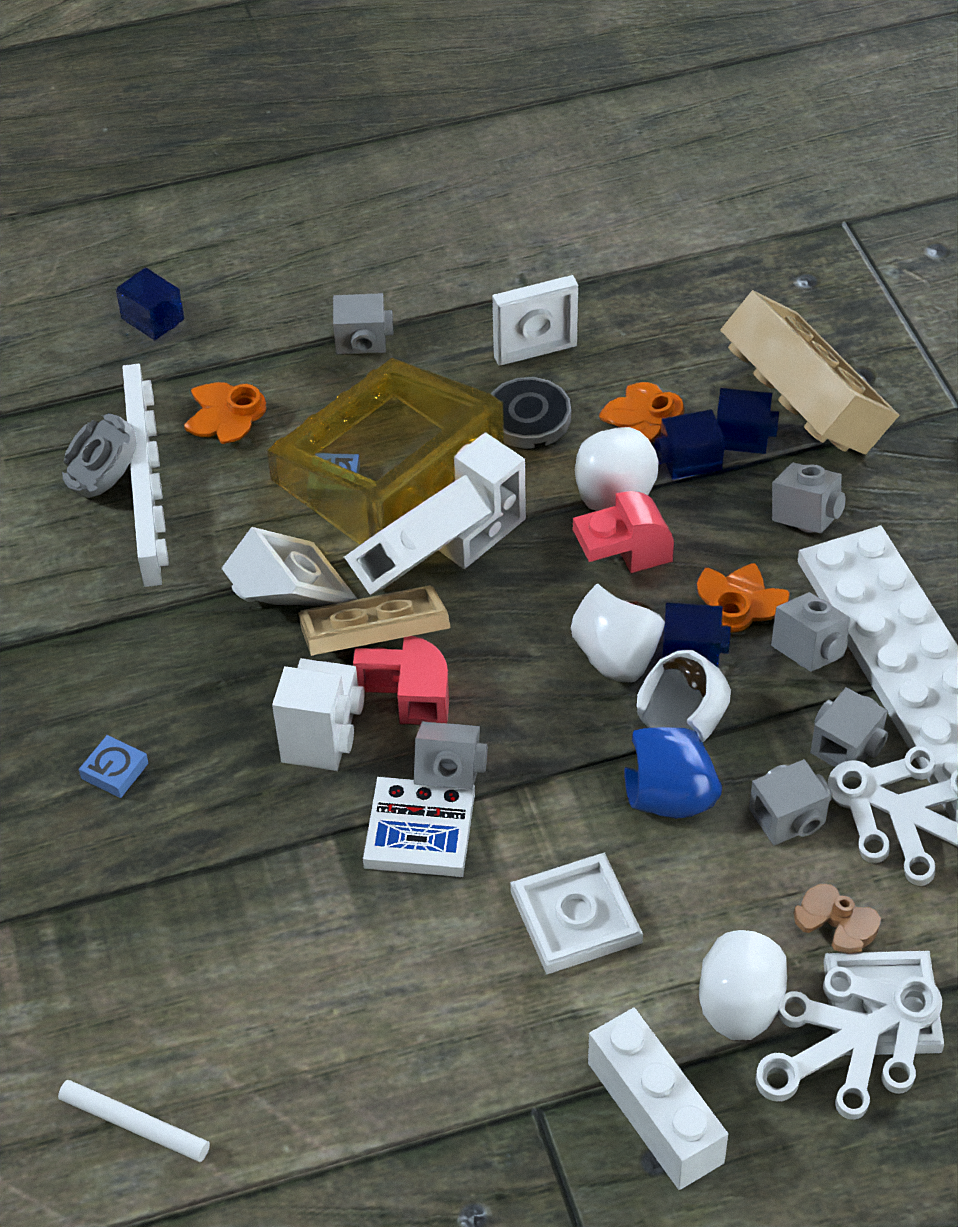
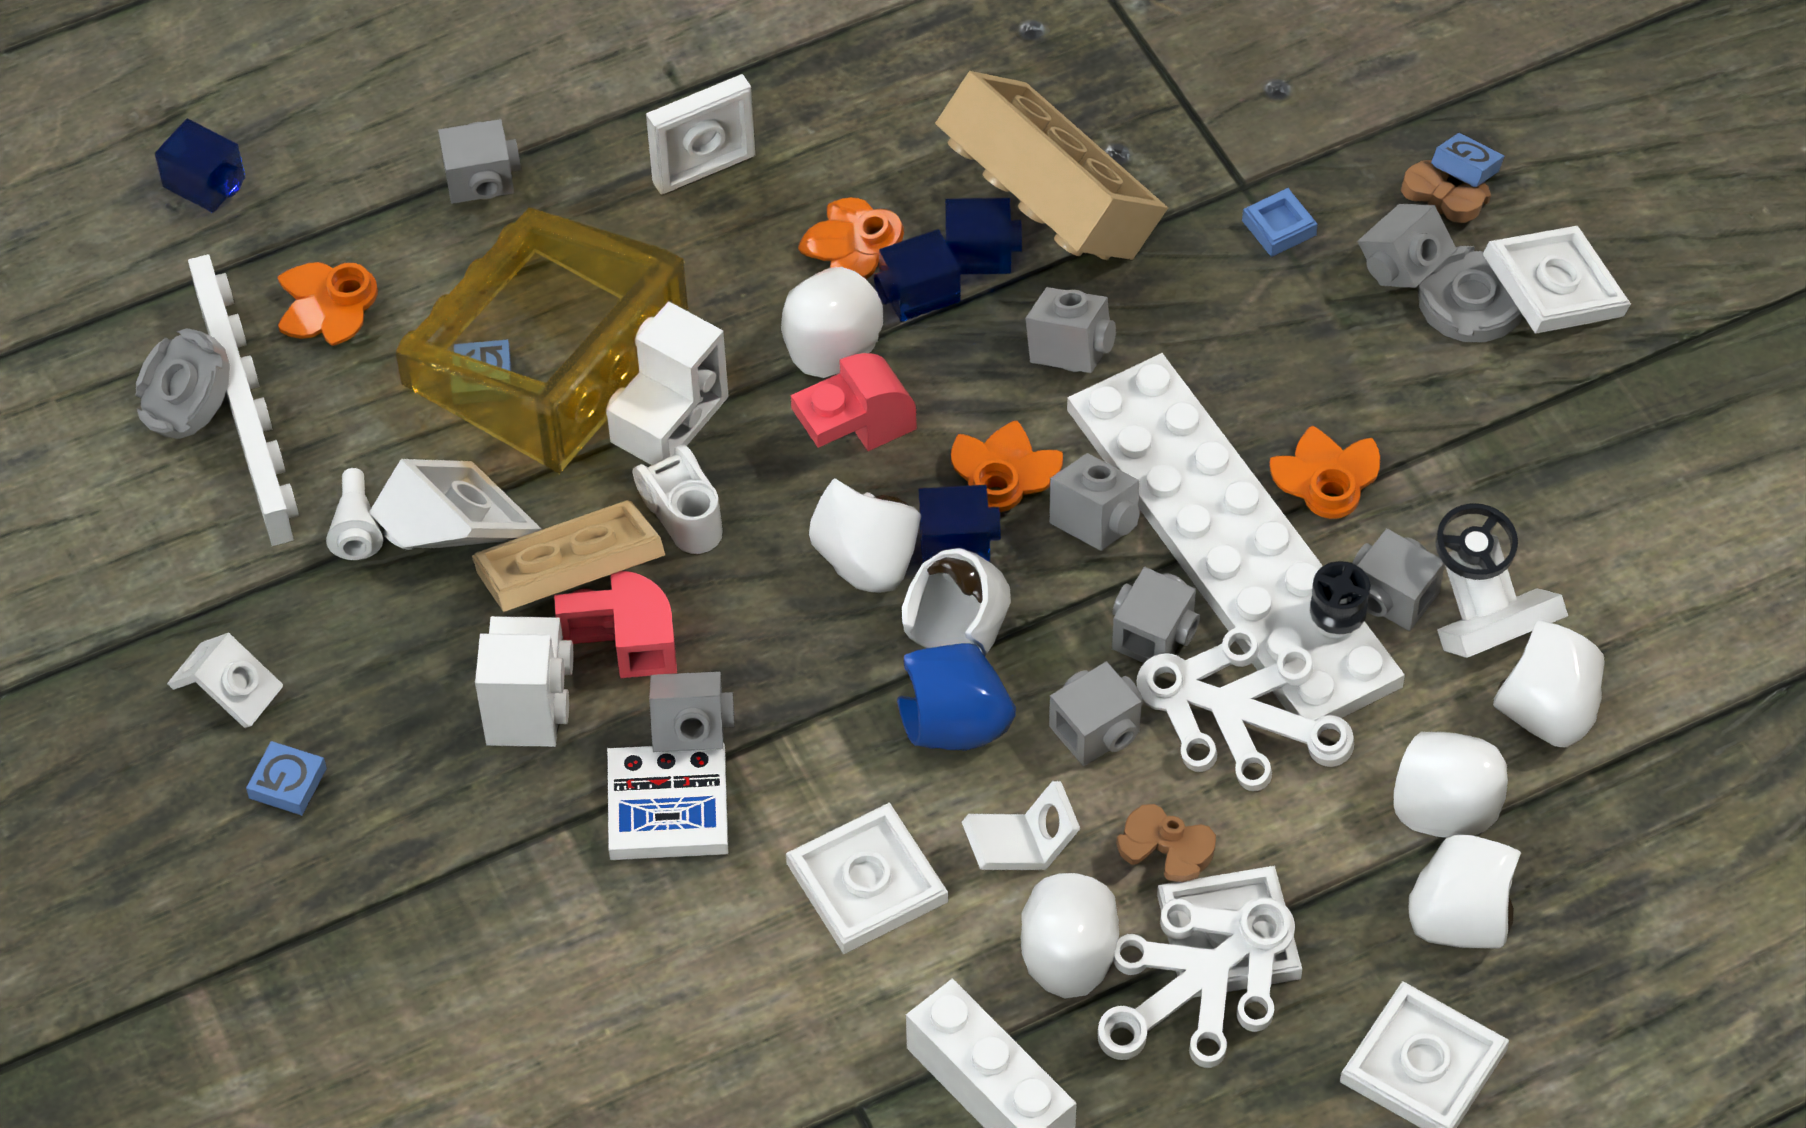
camera: 10 degrees left, 5 degrees up
(87, 682) = (229, 677): none -> white bracket
(207, 581) = (353, 530): none -> white cone
(417, 535) = (605, 442): white slope -> none
(473, 591) = (682, 500): none -> white piece
(533, 411) = (718, 251): black tile -> none
(711, 898) = (1022, 839): none -> white bracket

